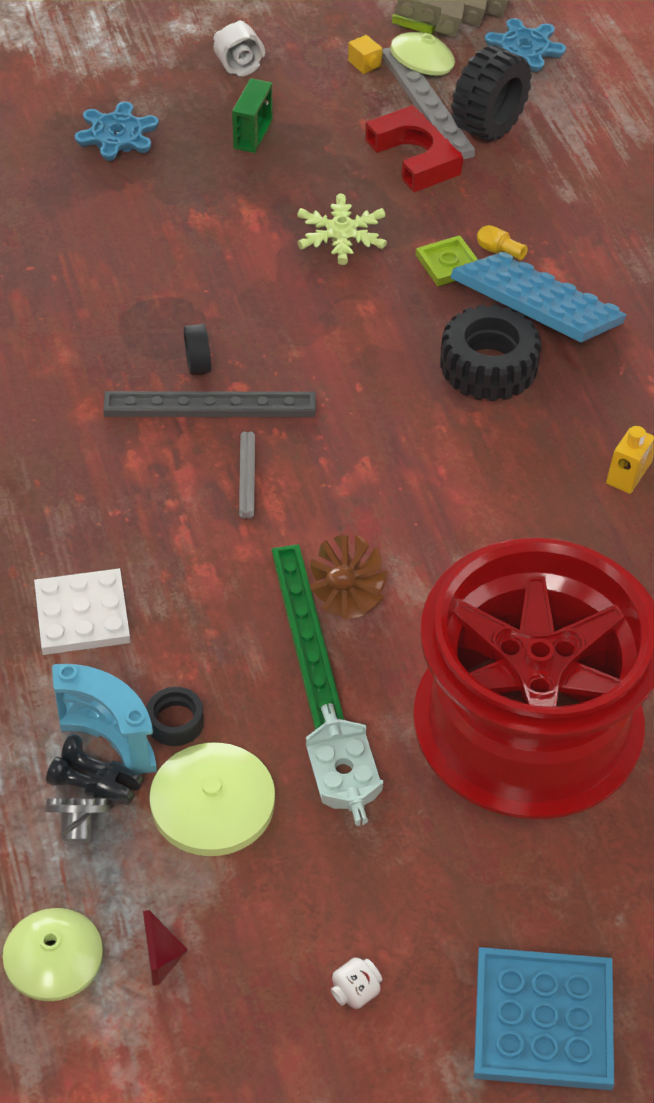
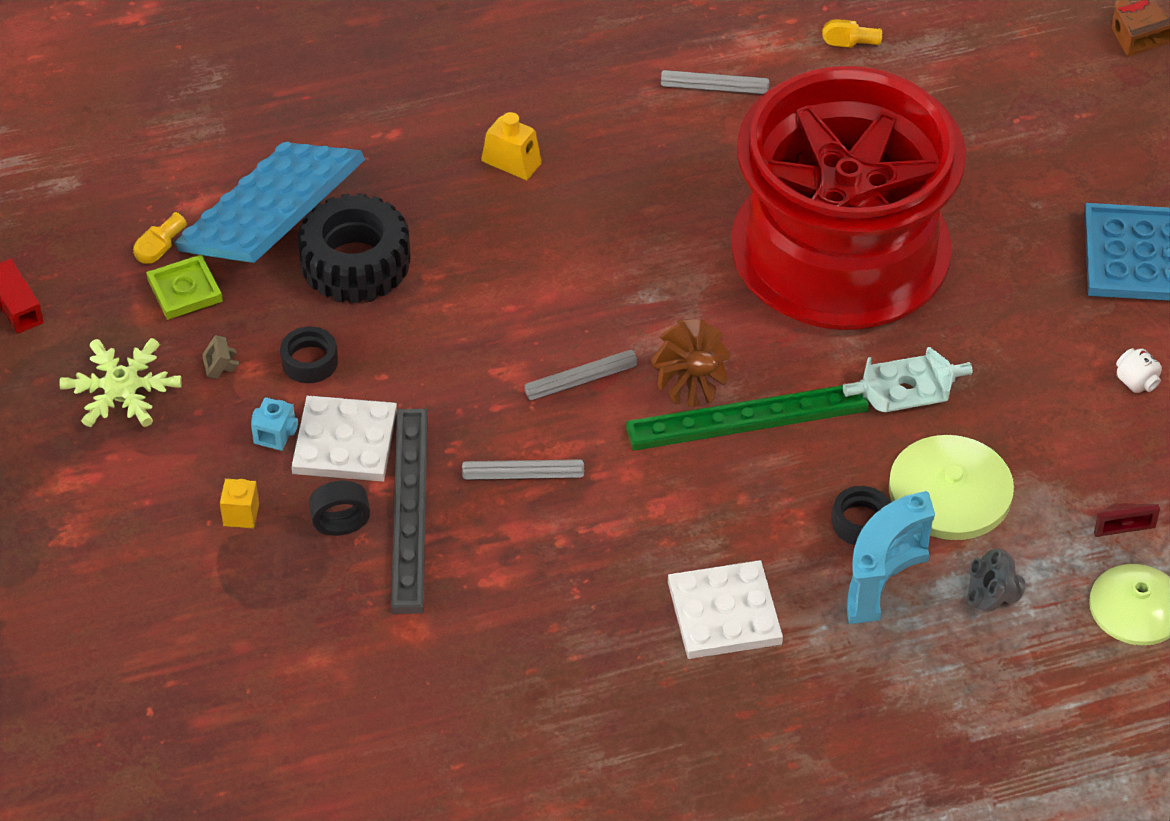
camera: 90 degrees left, 0 degrees up
(109, 781) = (948, 566): black piece -> none
(213, 297) = (239, 503): none -> yellow brick
(286, 362) = (344, 438): none -> white plate
(293, 312) = (273, 423): none -> medium azure brick
(355, 512) = (580, 375): none -> light grey axle
(369, 280) = (219, 357): none -> dark tan tile
(370, 348) = (309, 337): none -> black tyre

